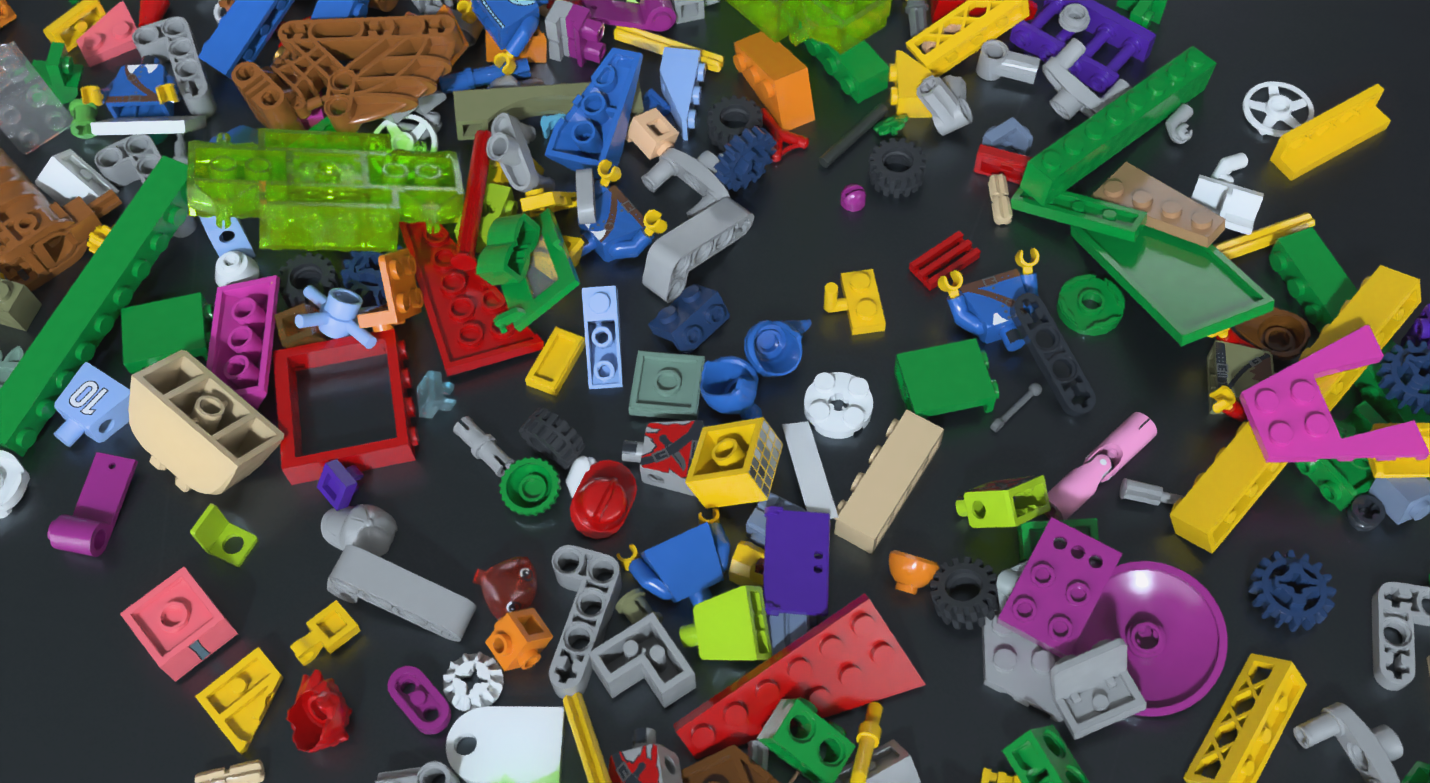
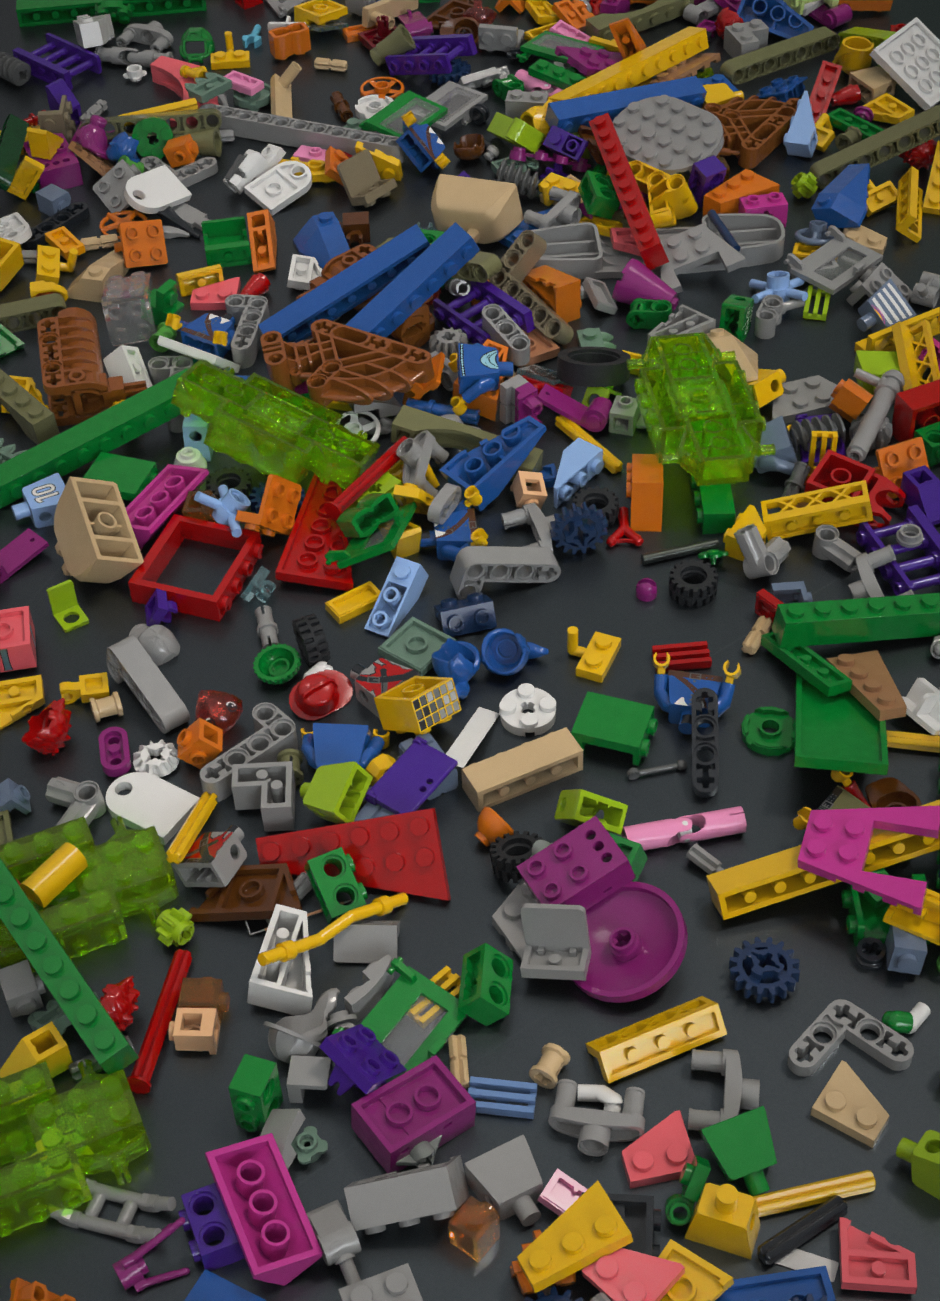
camera: 30 degrees right, 15 degrees down
(366, 645) = (106, 706): none -> tan bush

